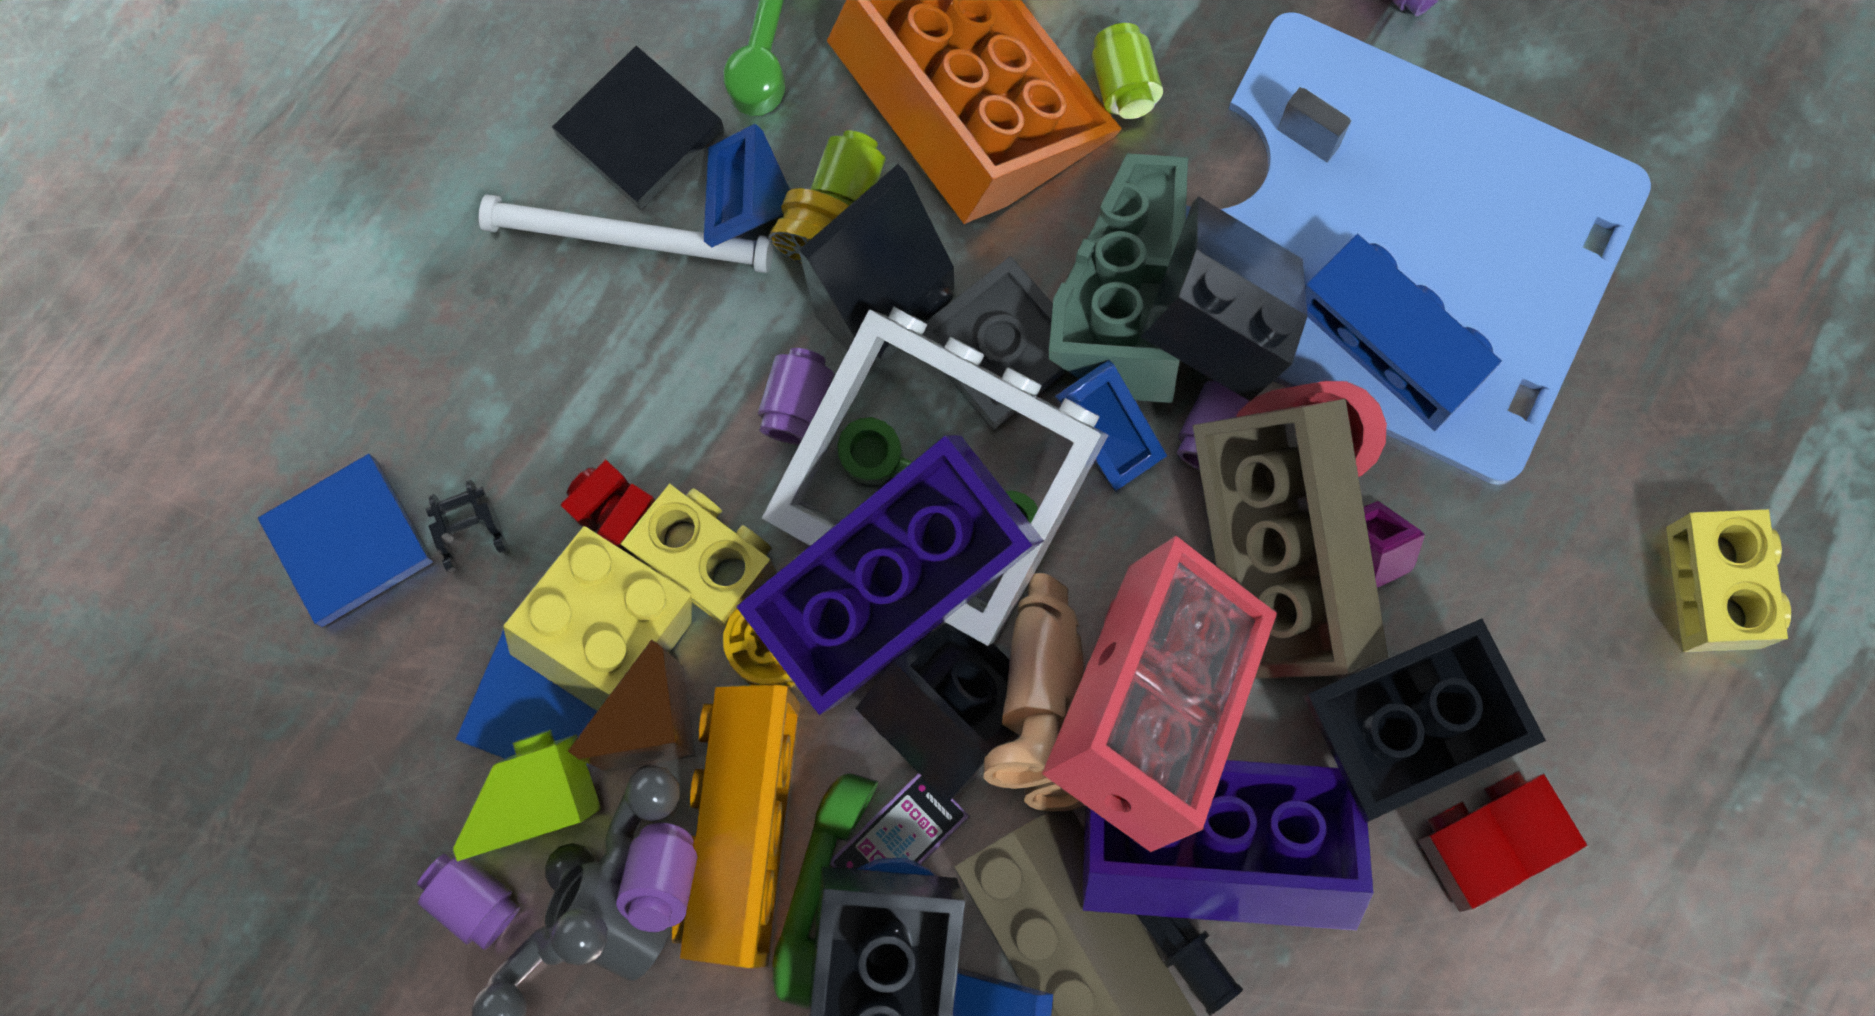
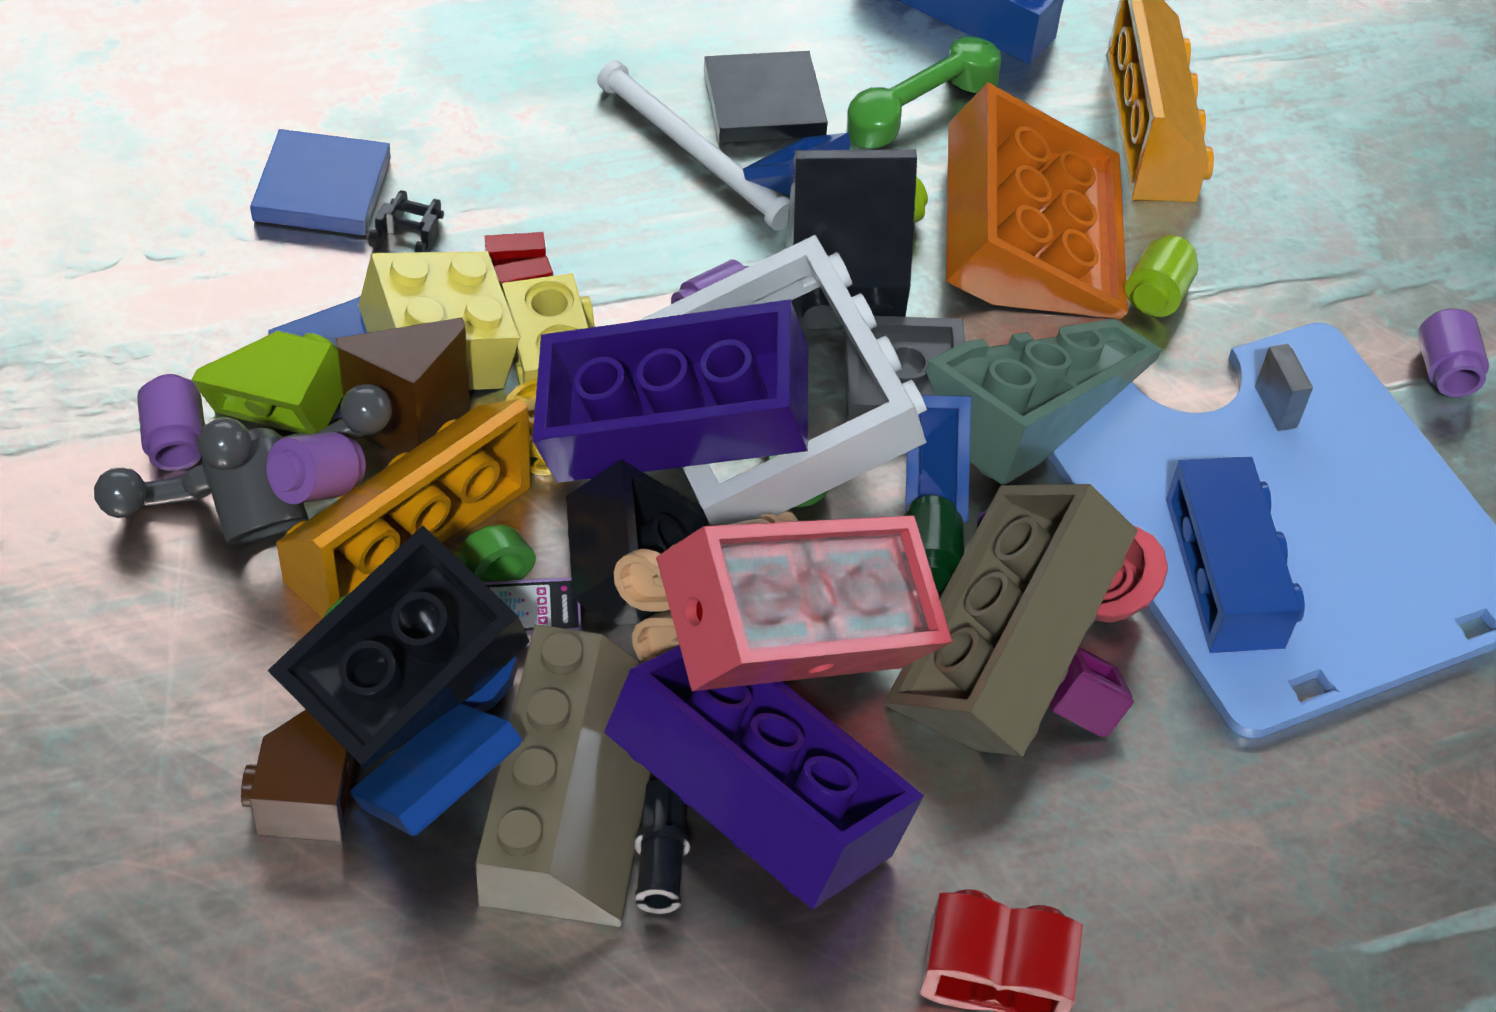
camera: 30 degrees right, 25 degrees down
(1162, 504) = (941, 535): none -> dark green brick
(1229, 302) = (1098, 418): black slope -> none
(1424, 719) = (1008, 802): black slope -> none
(1708, 580) = (1376, 916): light yellow brick -> none

